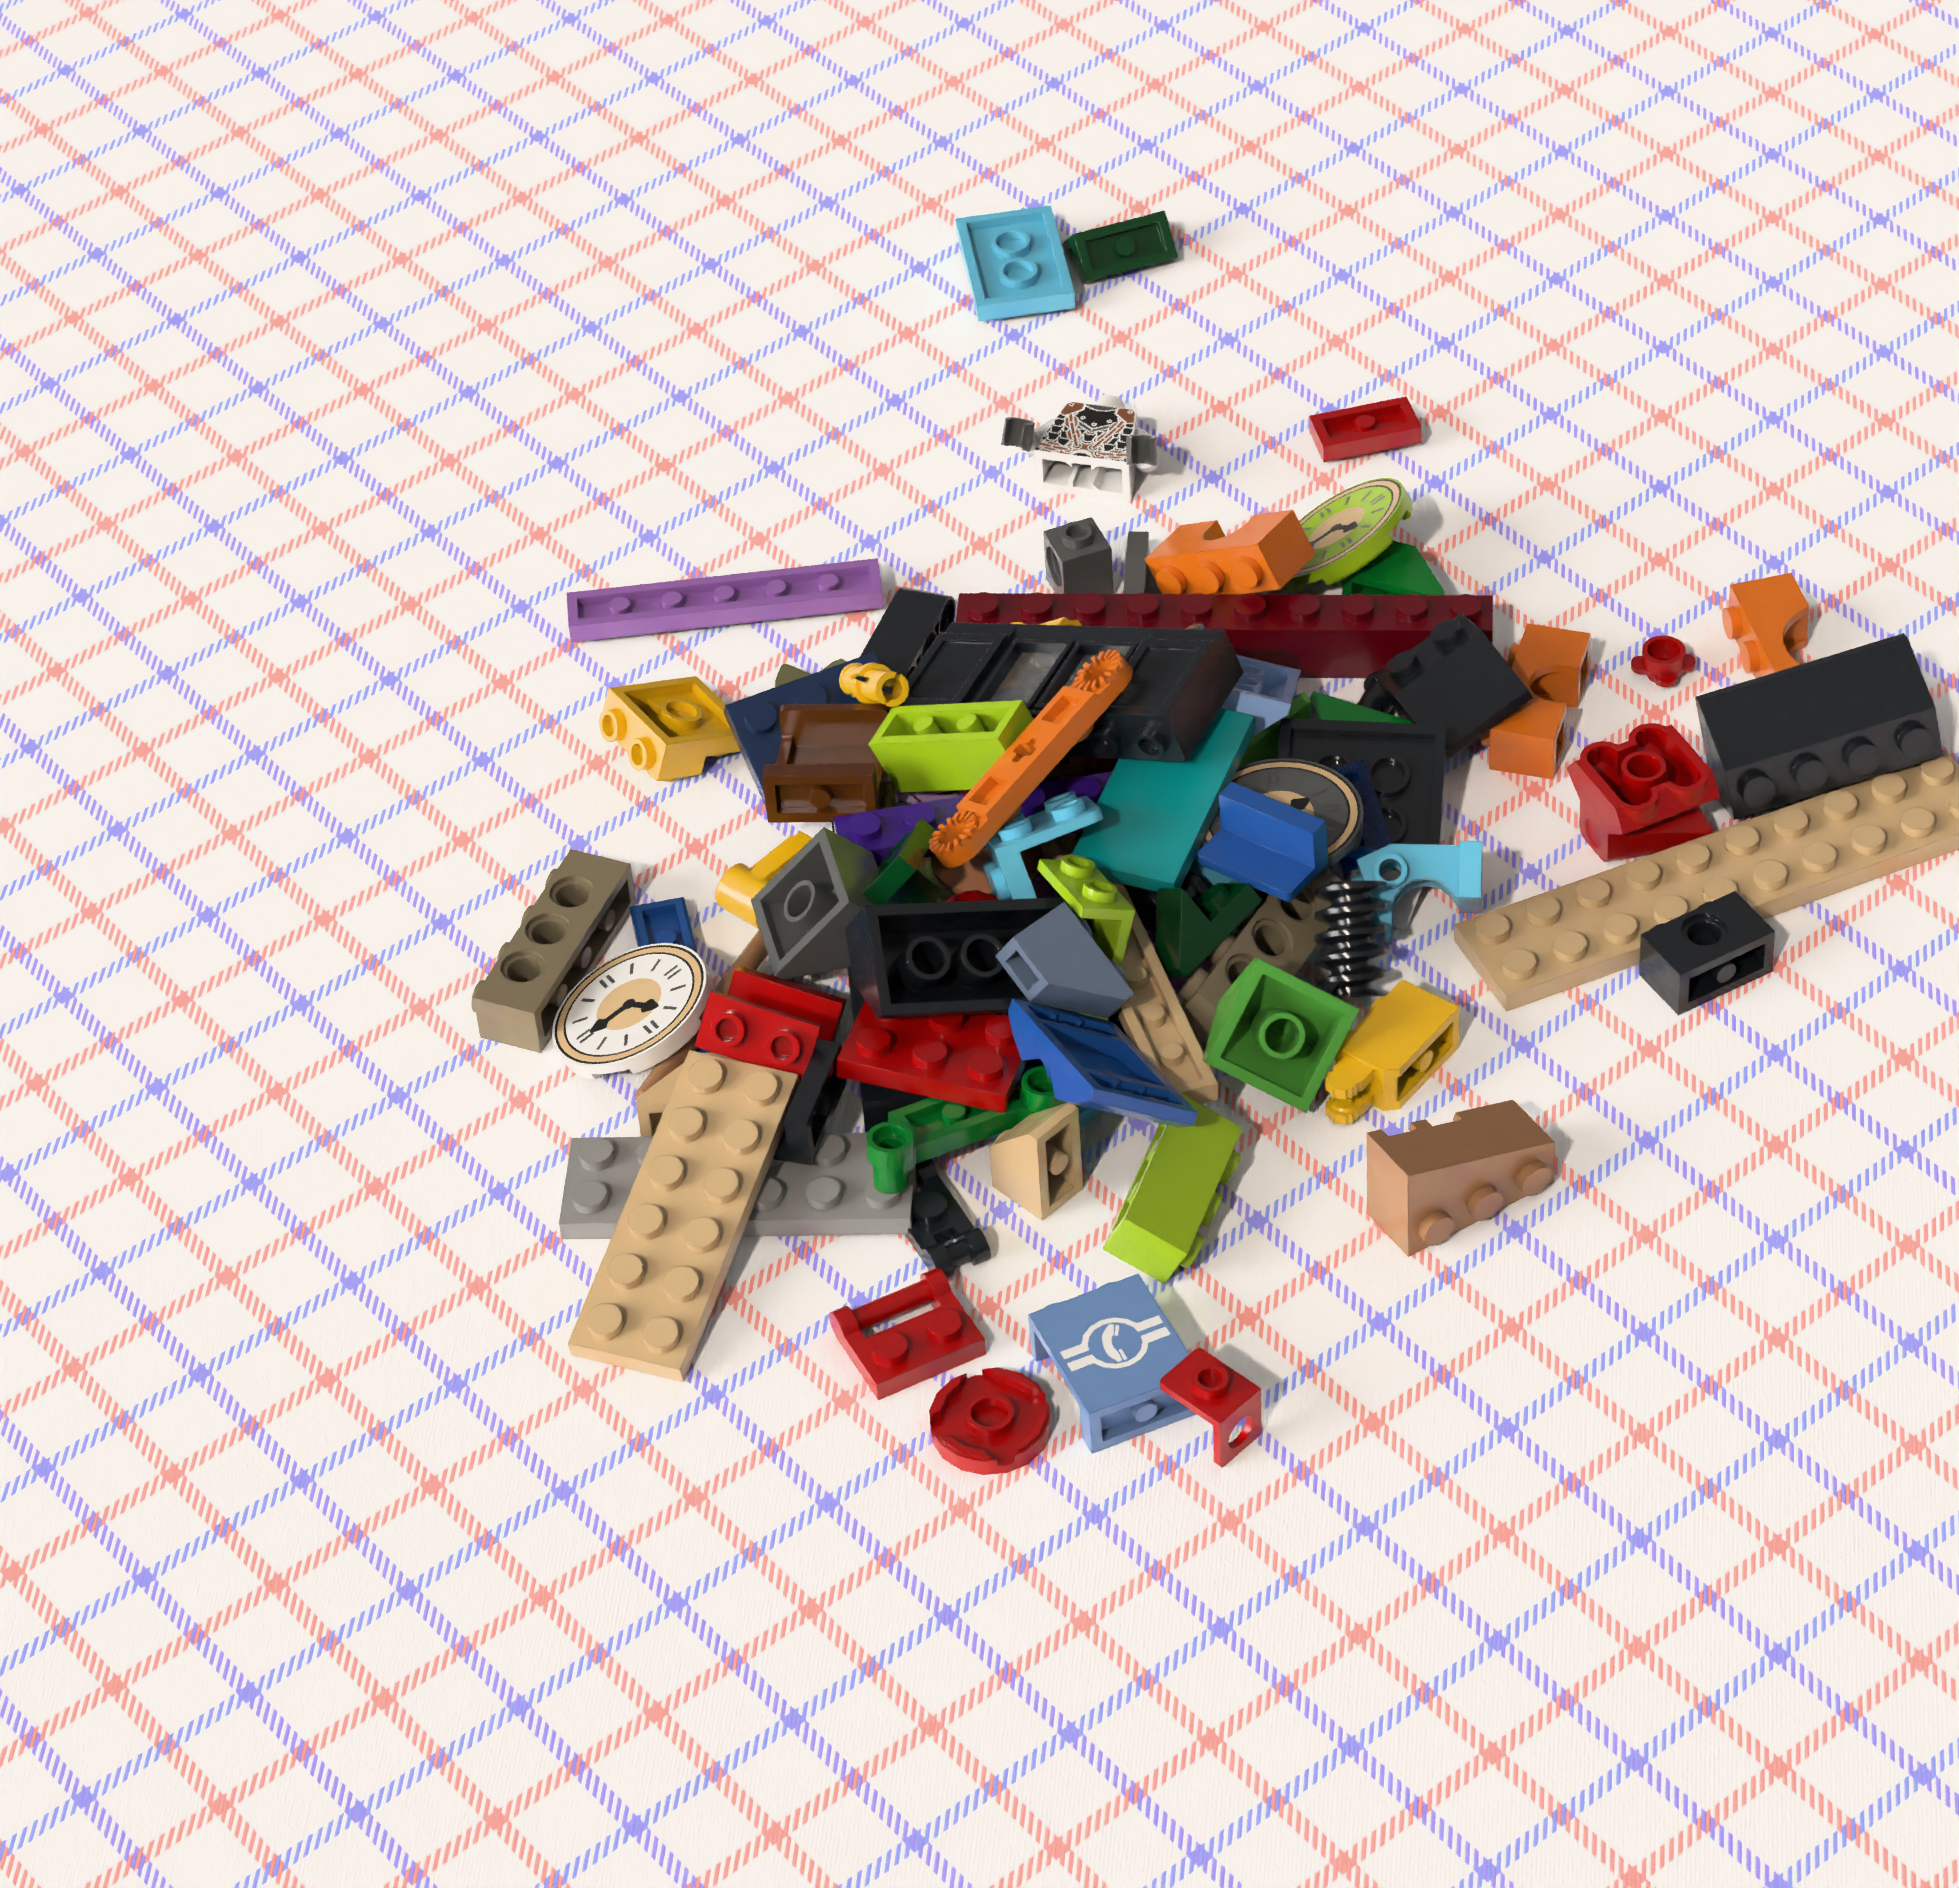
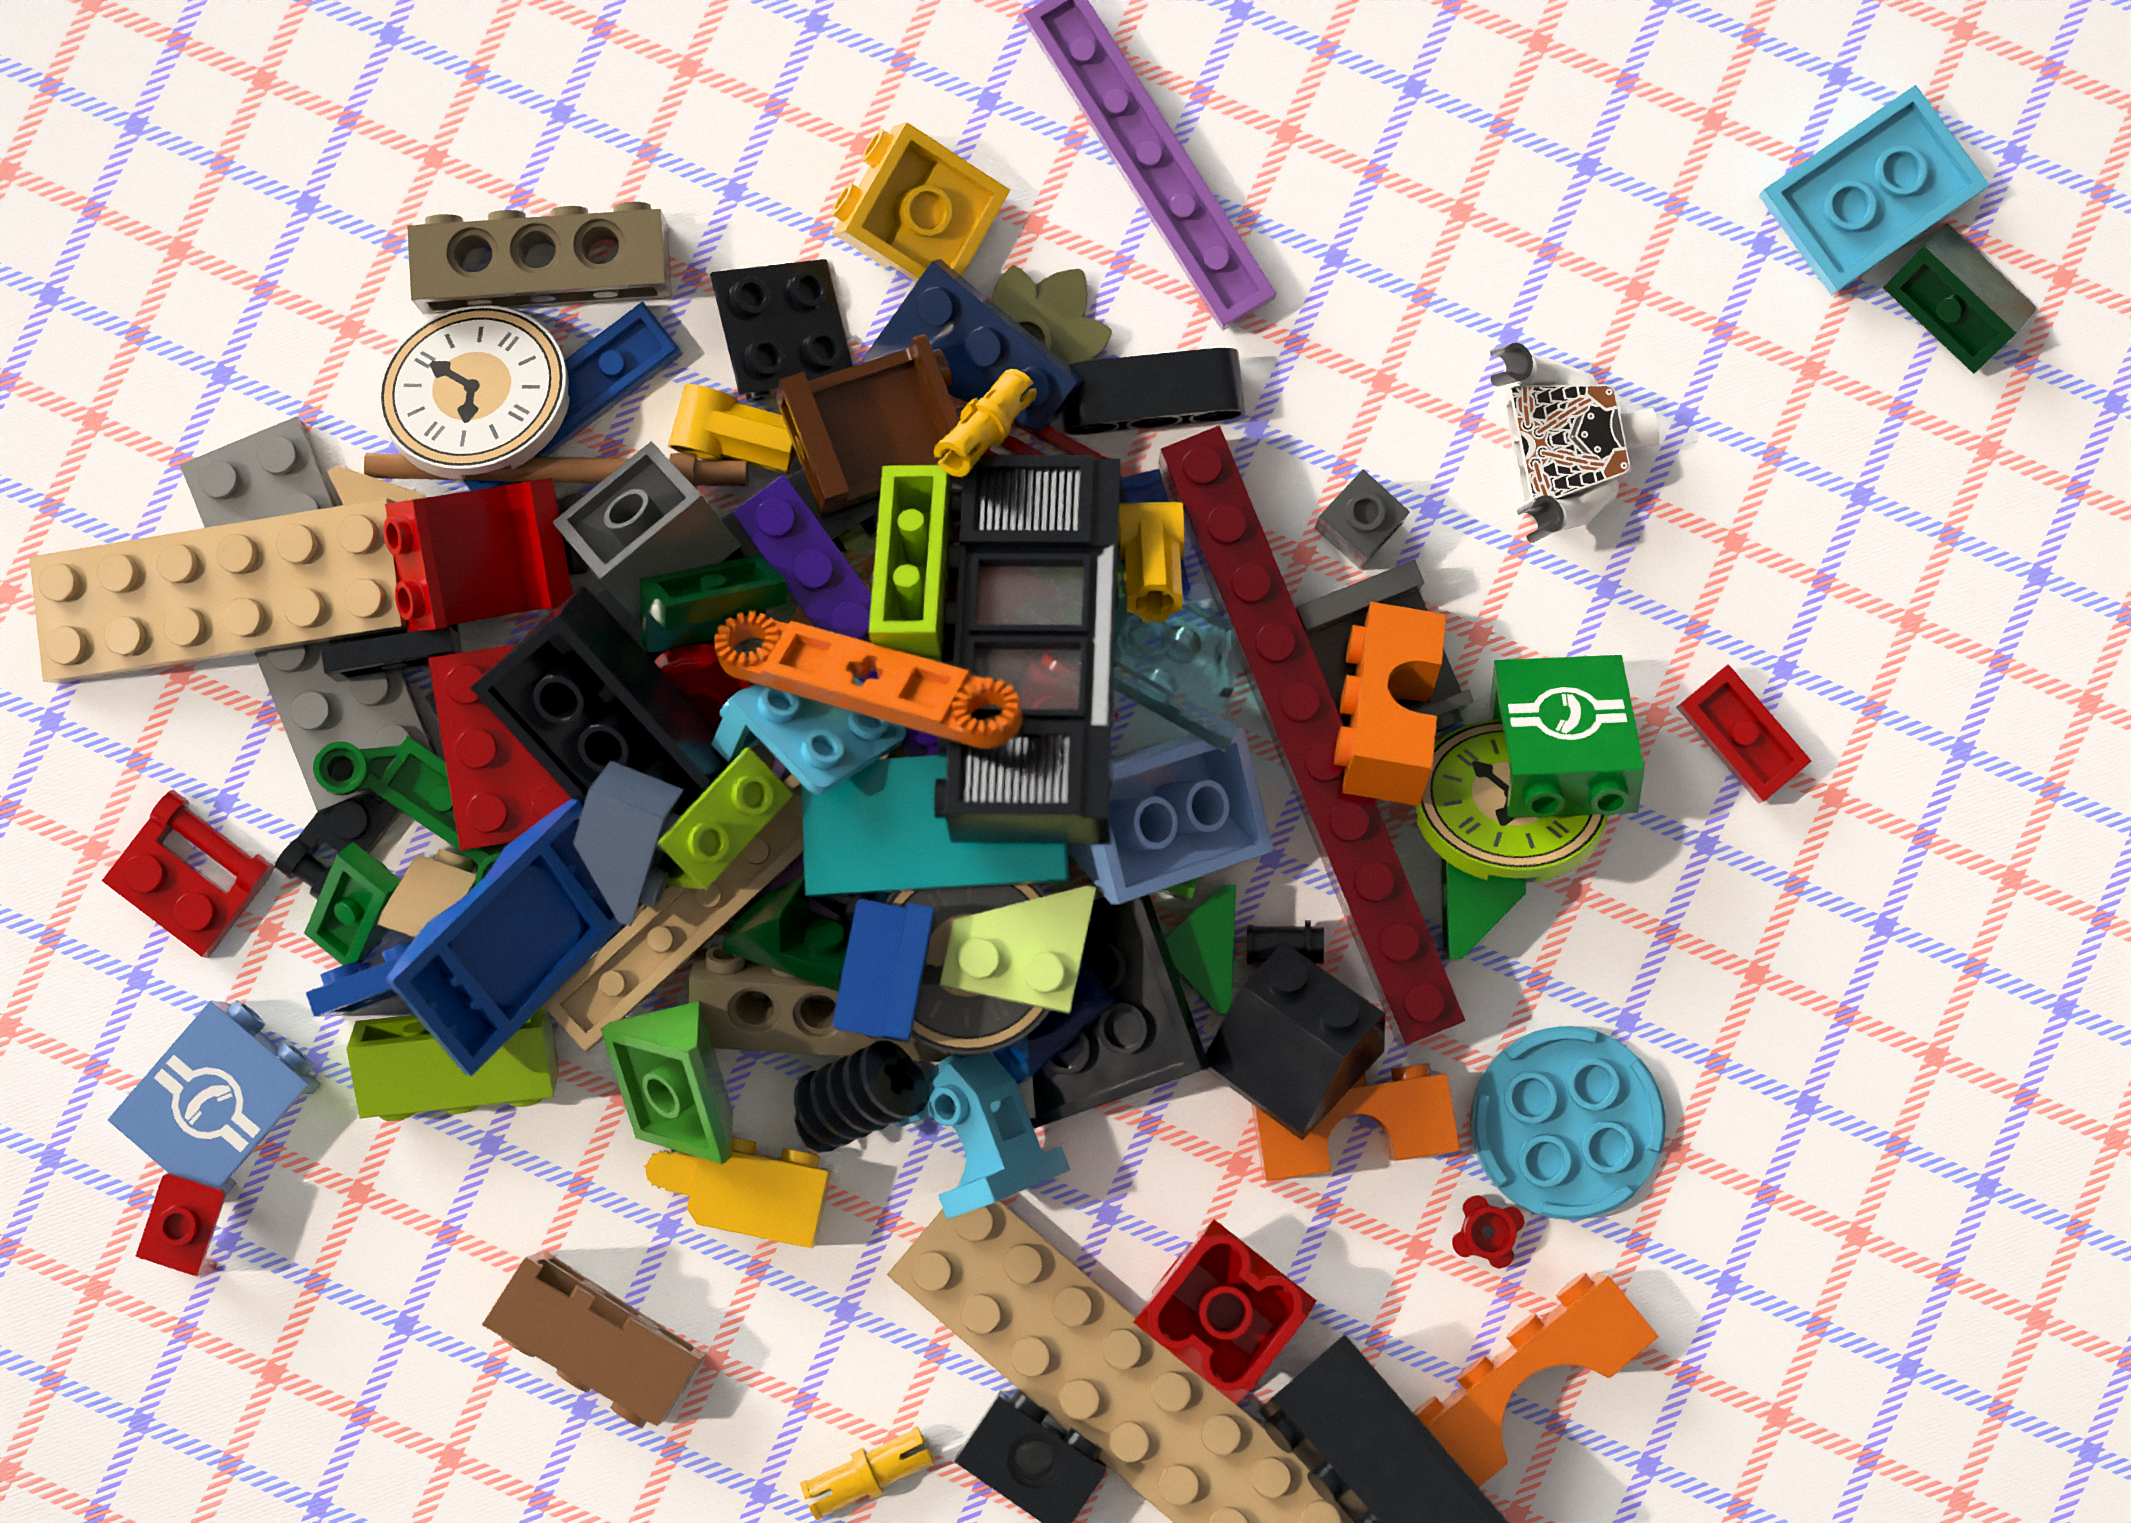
camera: 60 degrees right, 40 degrees up
(691, 826) = (780, 324): none -> black hinge
(990, 1421) = (114, 1007): red tile -> none
(1006, 1211) = (351, 906): none -> green slope
(1078, 1197) = (354, 986): none -> blue plate
(1300, 767) = (1022, 950): none -> yellowish green wing
(1335, 466) = (1568, 736): none -> green panel
(1607, 593) = (1567, 1122): none -> medium azure tile
(1664, 1059) = (867, 1473): none -> yellow pin

